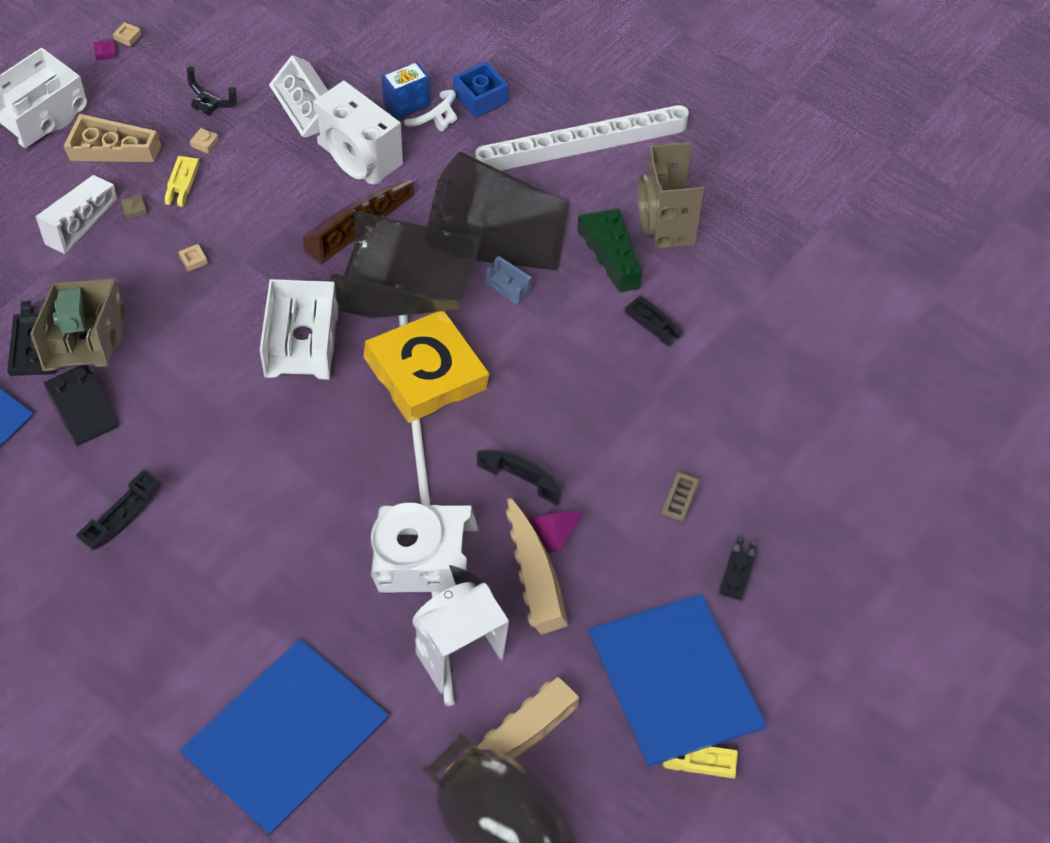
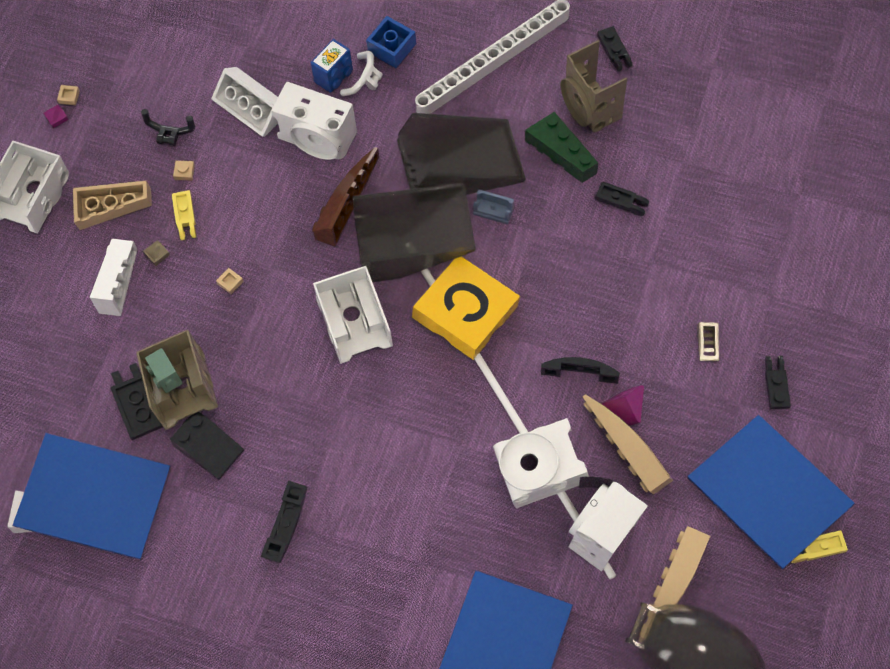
camera: 15 degrees left, 10 degrees up
(719, 172) = (614, 47): none -> black hinge

